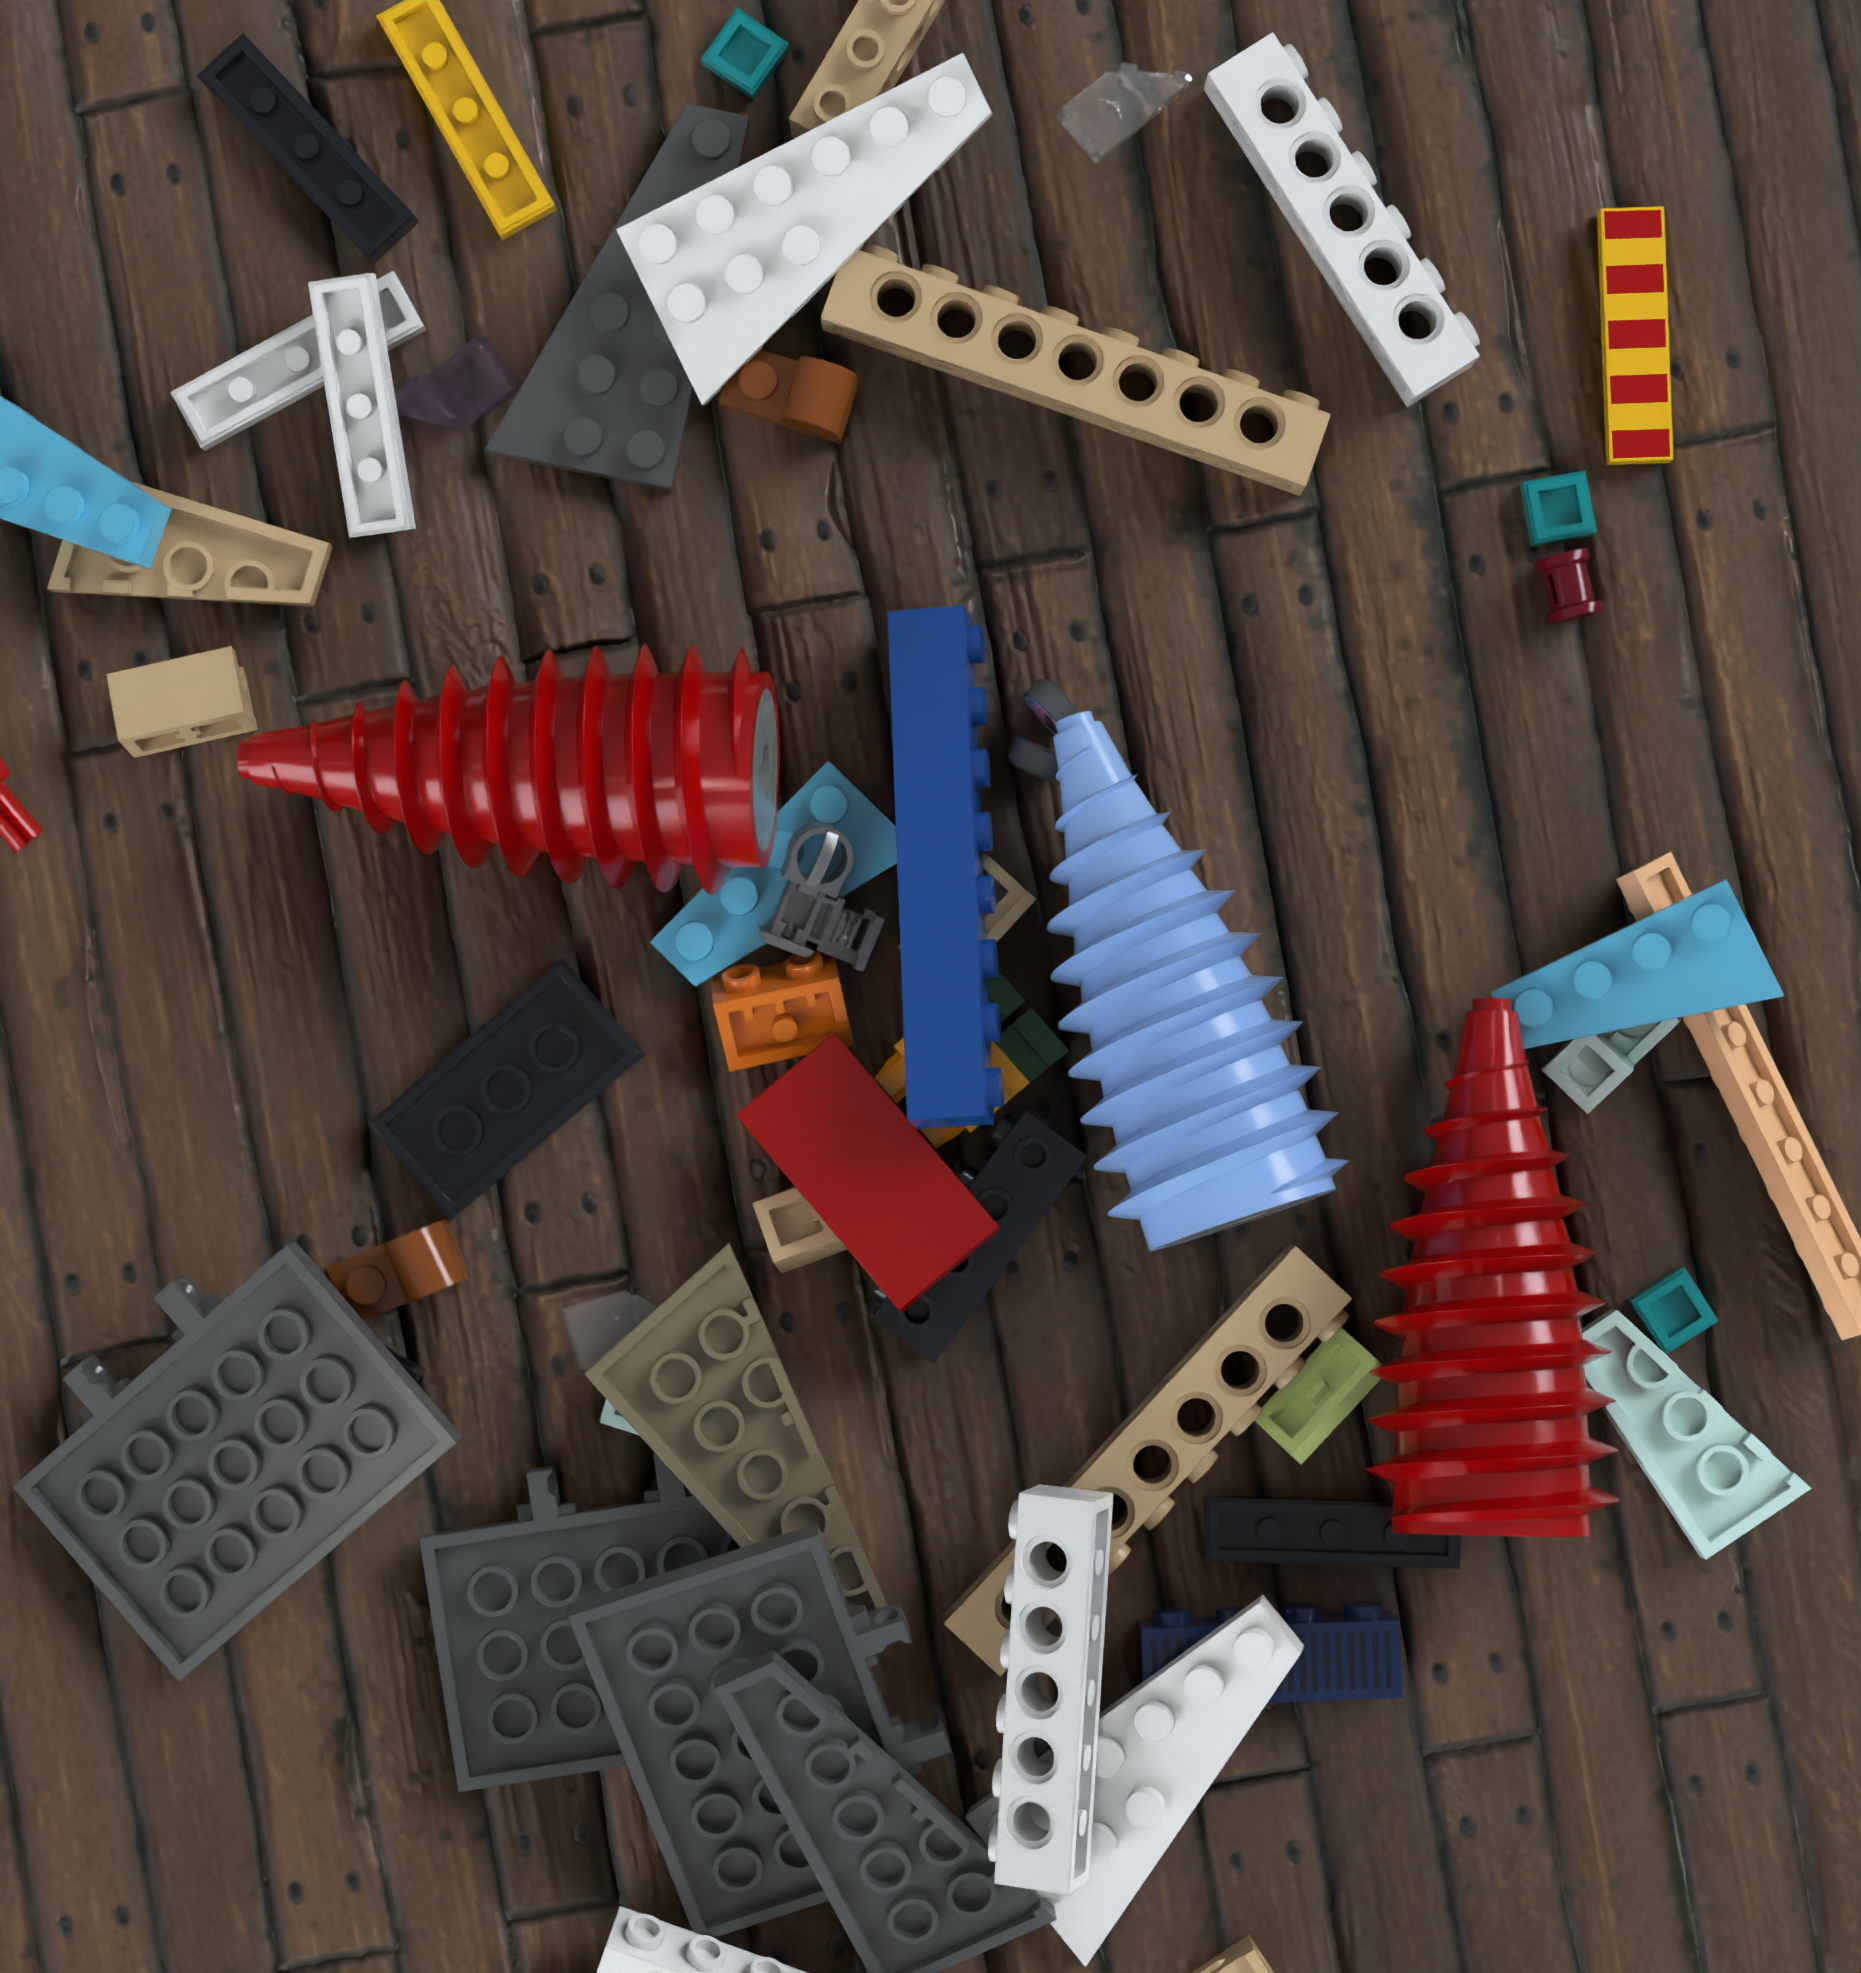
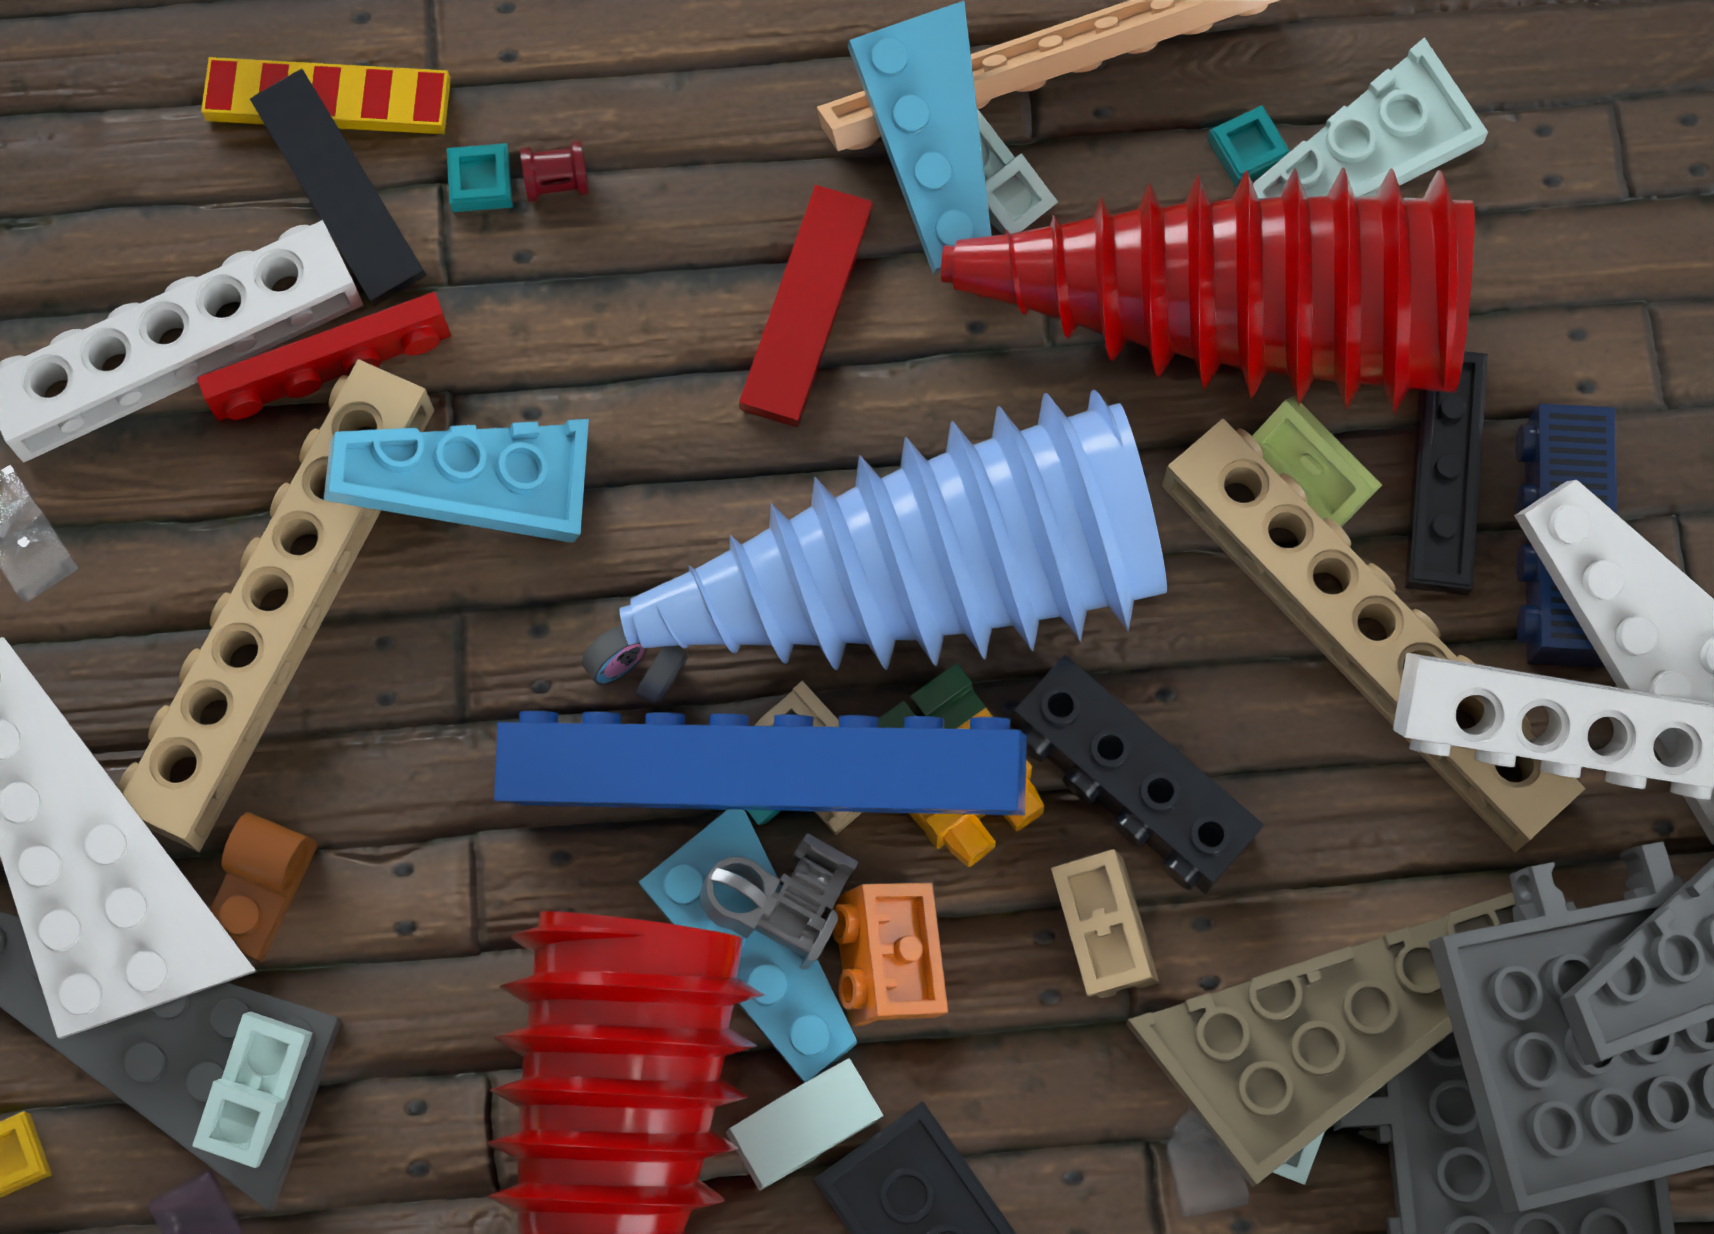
camera: 85 degrees left, 15 degrees down
(590, 419) = (253, 1089): none -> light aqua slope
(611, 944) = (804, 1124): none -> light aqua slope
(868, 1172) = (1064, 871): red tile -> none
(1220, 553) = (491, 478): none -> medium azure wing
(1324, 356) = (307, 363): none -> red plate
(1448, 863) = (806, 306): none -> red tile
(1528, 363) = (338, 187): none -> black tile

